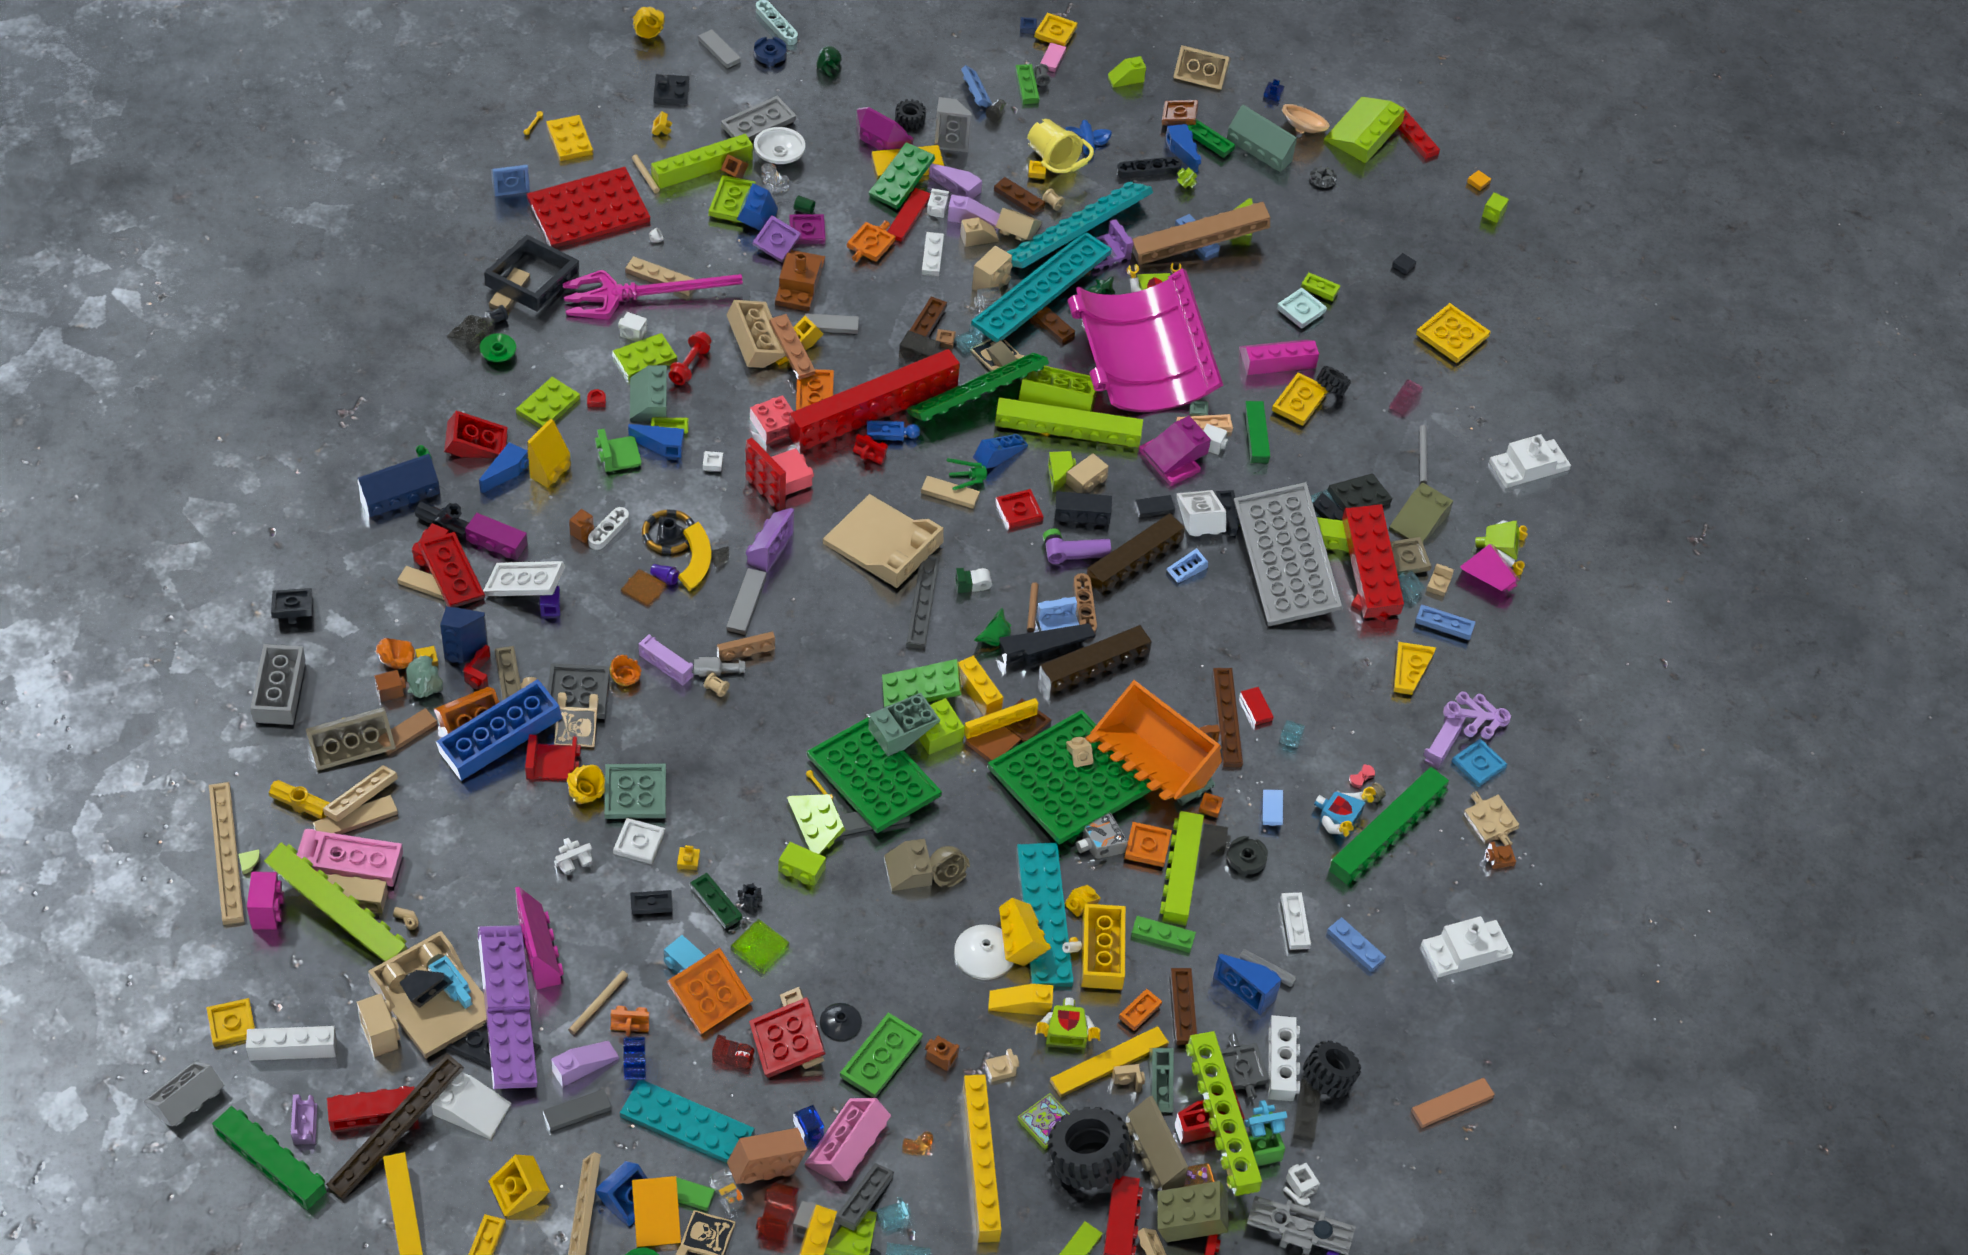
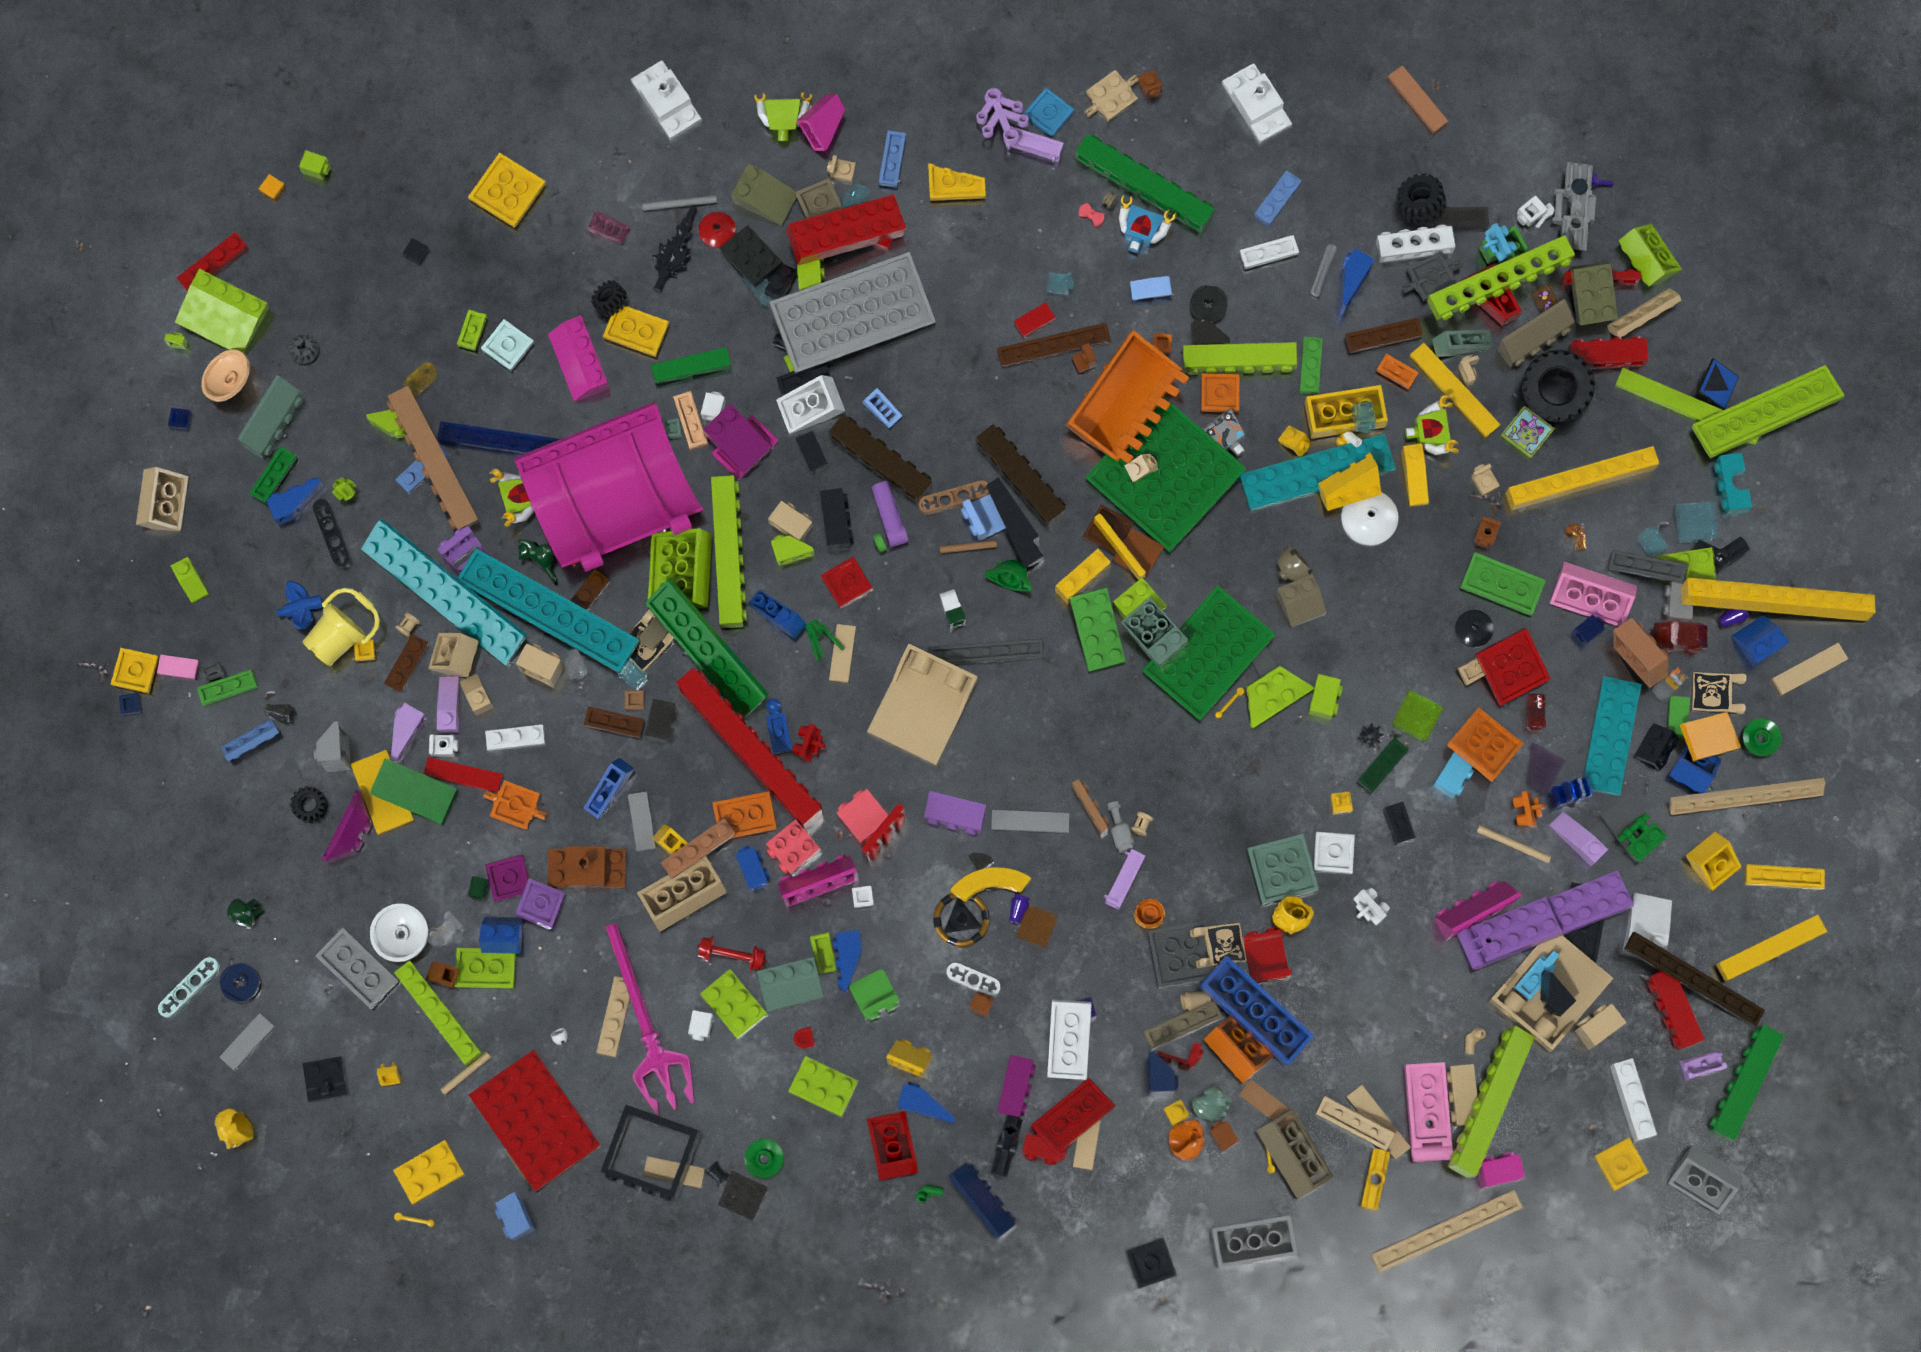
camera: 95 degrees left, 25 degrees up
(249, 860) = (1451, 1206): yellowish green tile -> none
(560, 1123) = (1646, 842): none -> green plate
(660, 1160) = (1657, 746): none -> black bracket
(670, 1047) = (1543, 768): none -> clear purple wing
(735, 421) = (818, 881): none -> dark pink slope
(763, 387) = (751, 868): none -> blue brick
(870, 304) = (608, 787): none -> blue slope
(1090, 946) = (1363, 417): none -> clear light blue brick
(1180, 112) = (241, 512): dark orange tile -> none
(1215, 281) = (491, 438): none -> clear blue plate
(1280, 247) = (422, 380): none -> clear yellow plate
(1345, 97) = (176, 340): none -> lime plate
(1373, 440) = (673, 255): none -> black piece
(1393, 478) = (713, 237): none -> red dish

